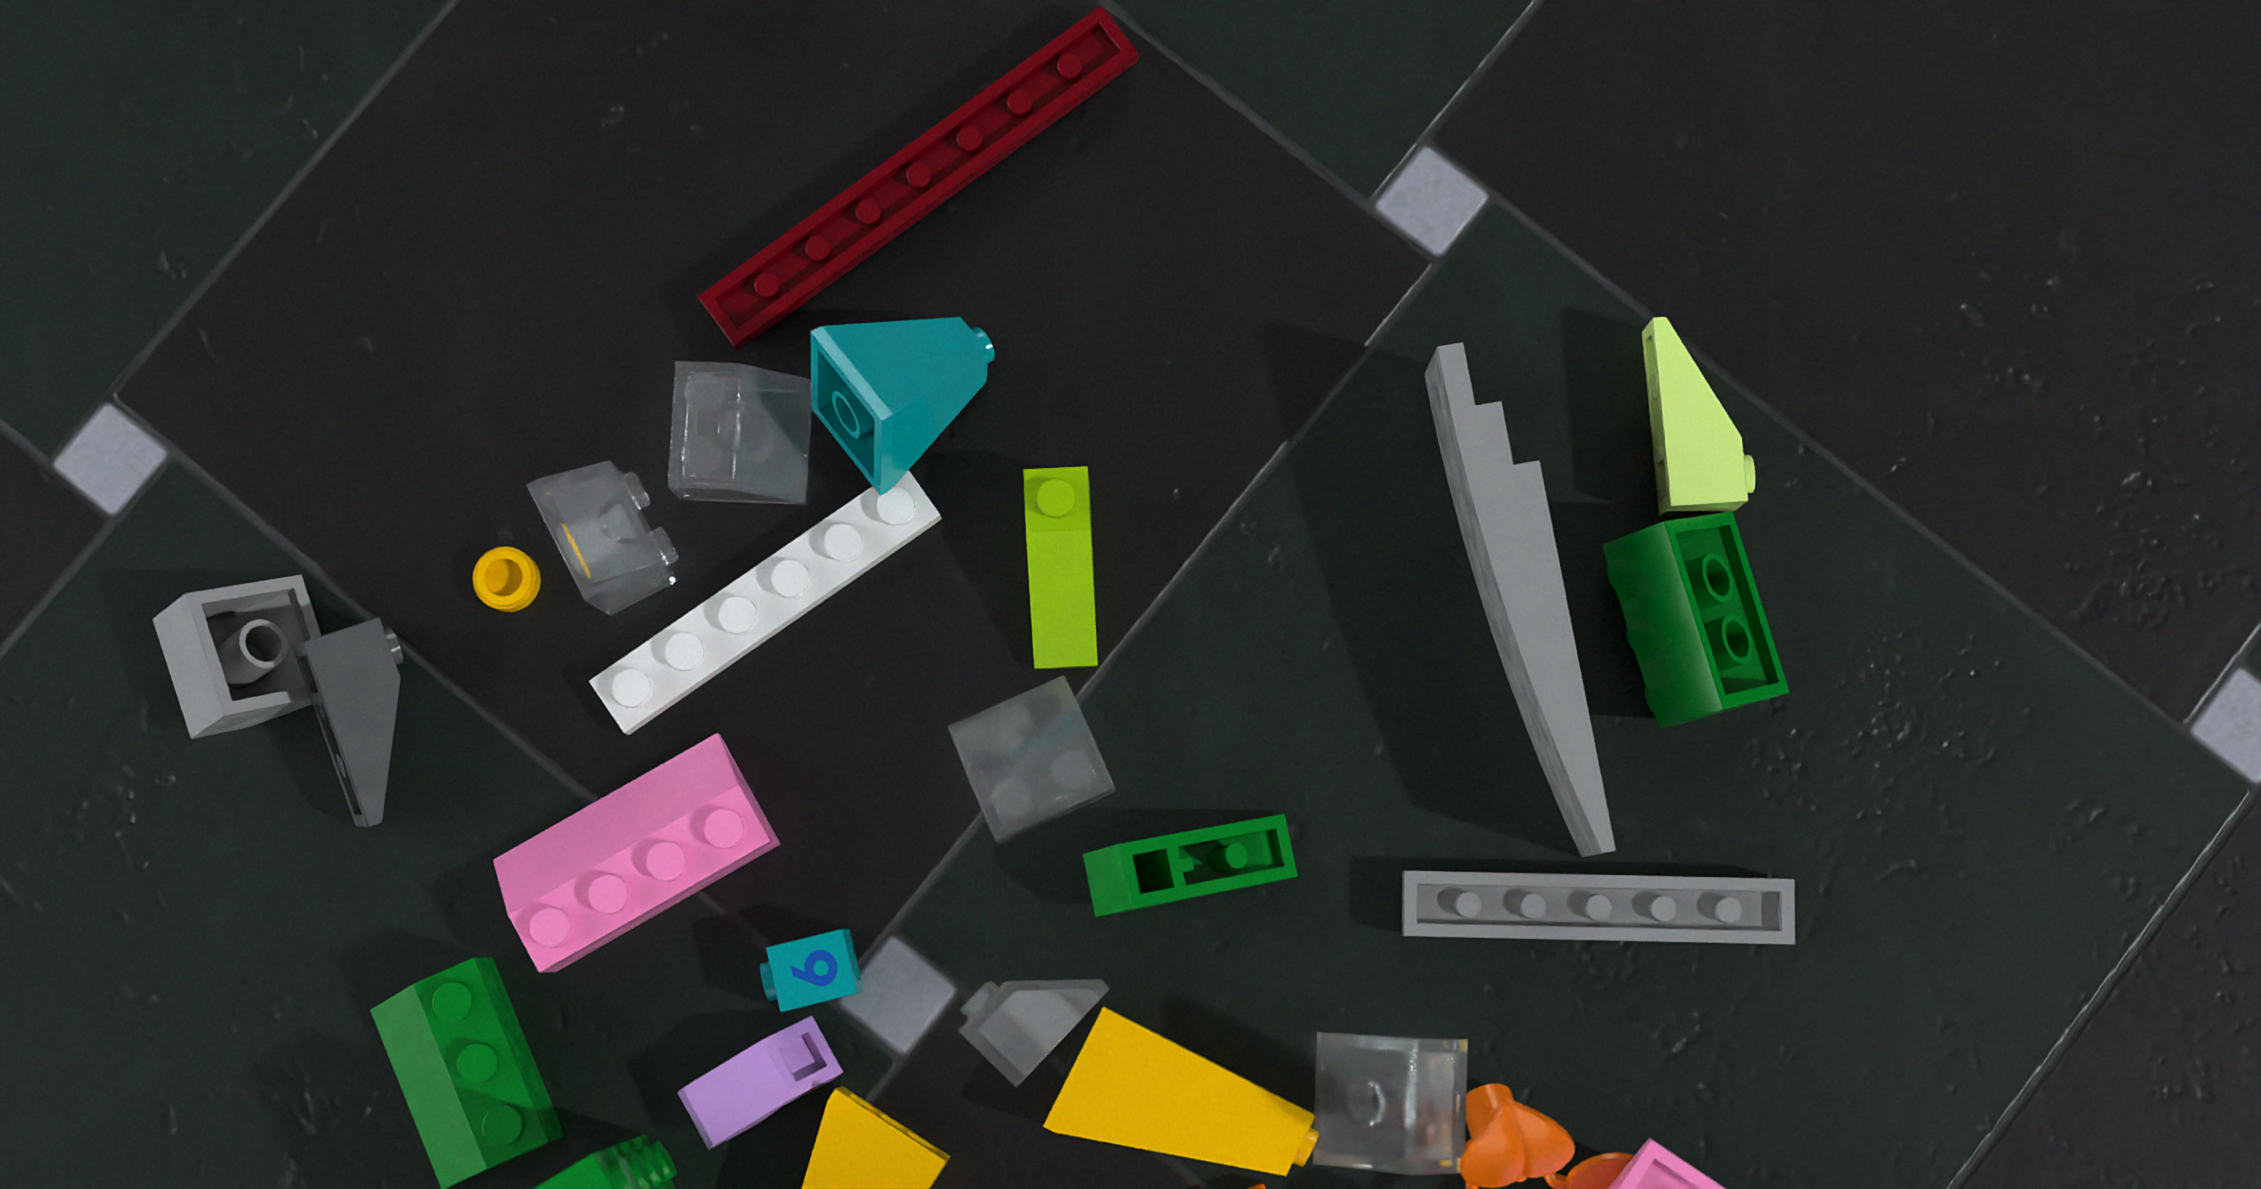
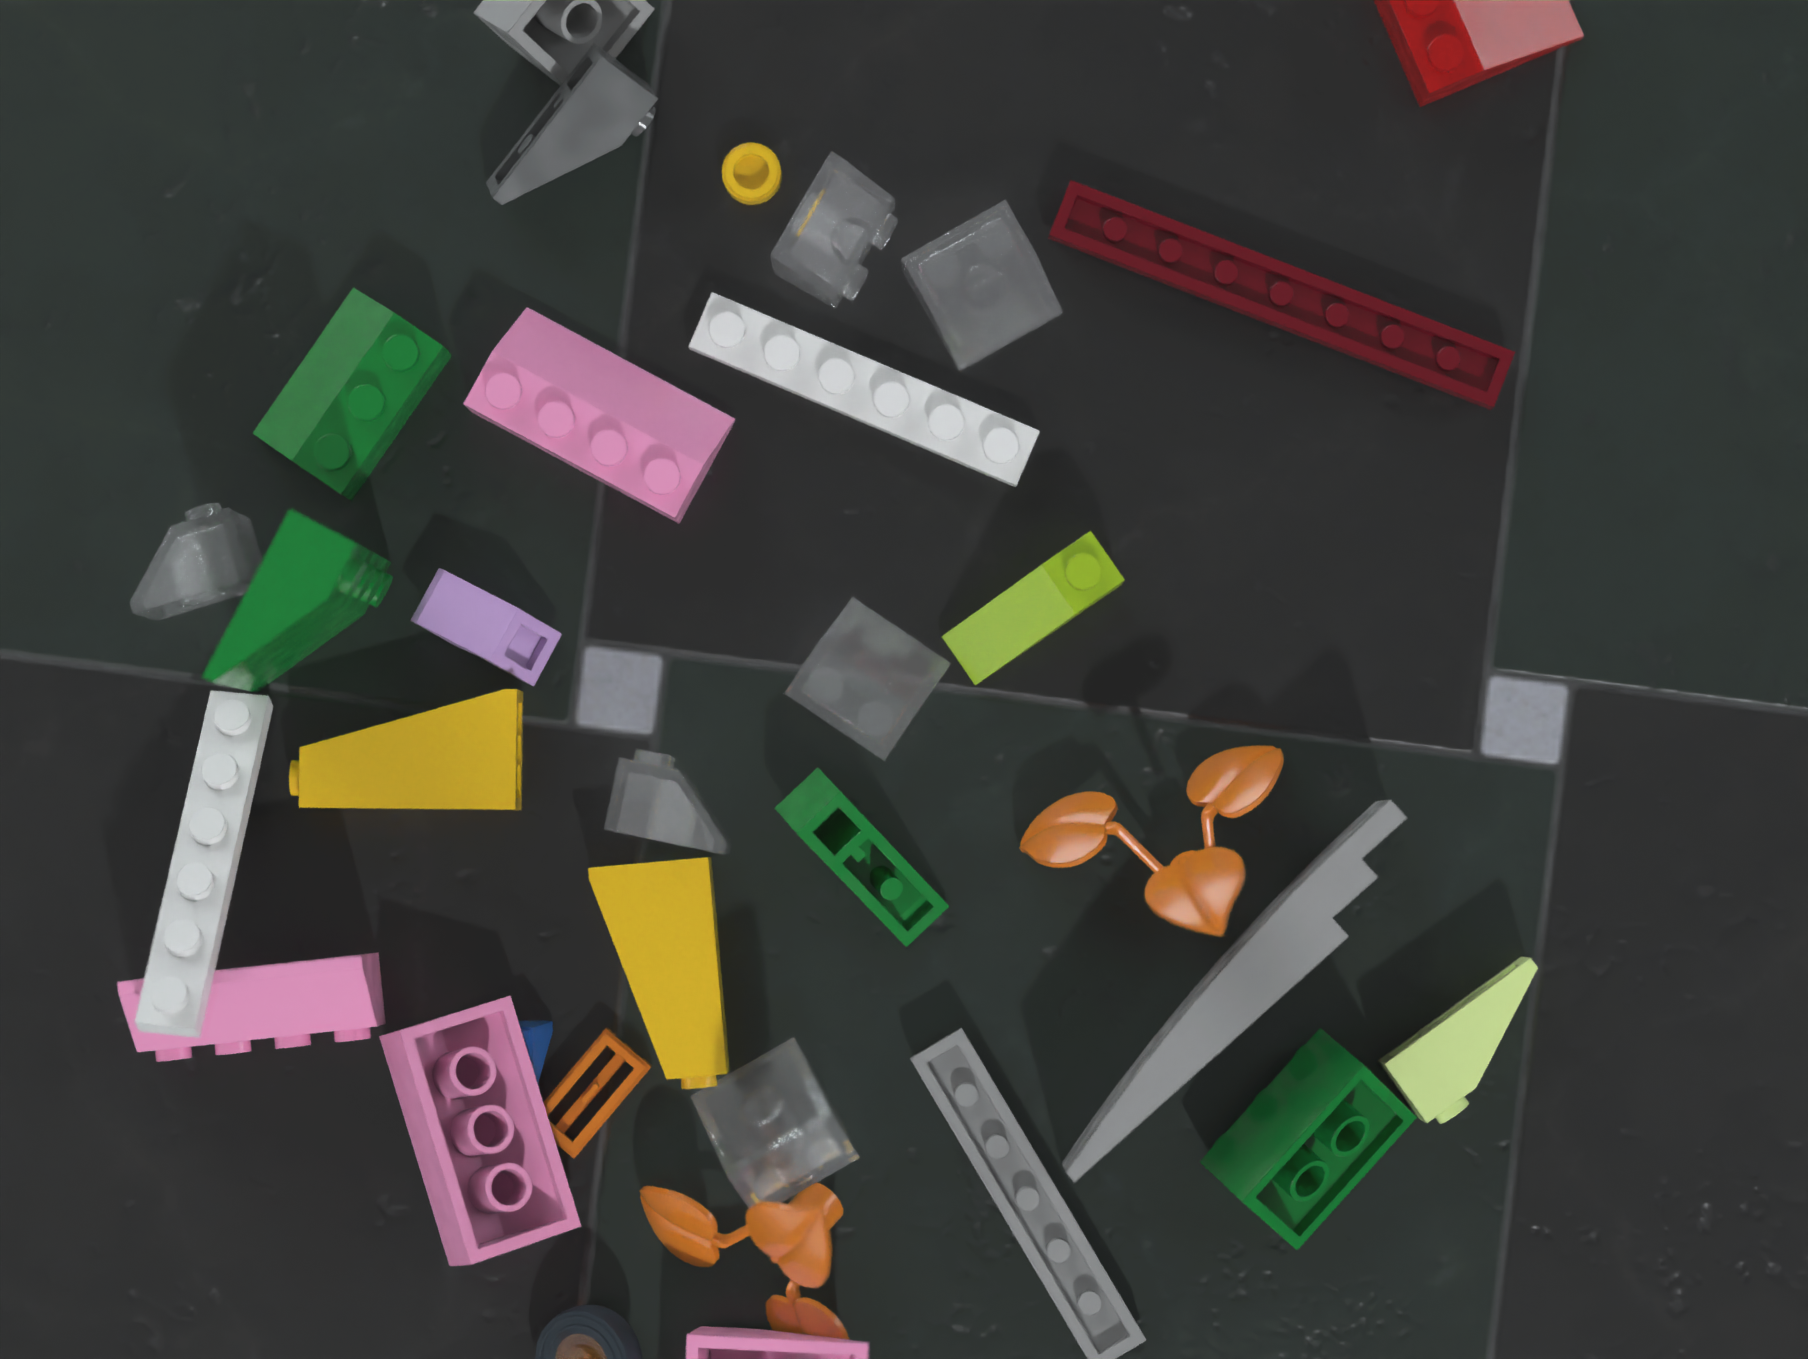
camera: 60 degrees right, 5 degrees up
(811, 970) = (595, 612): teal brick -> none
(894, 387) = (1094, 386): teal slope -> none
(1407, 575) = (1196, 885): none -> orange plant

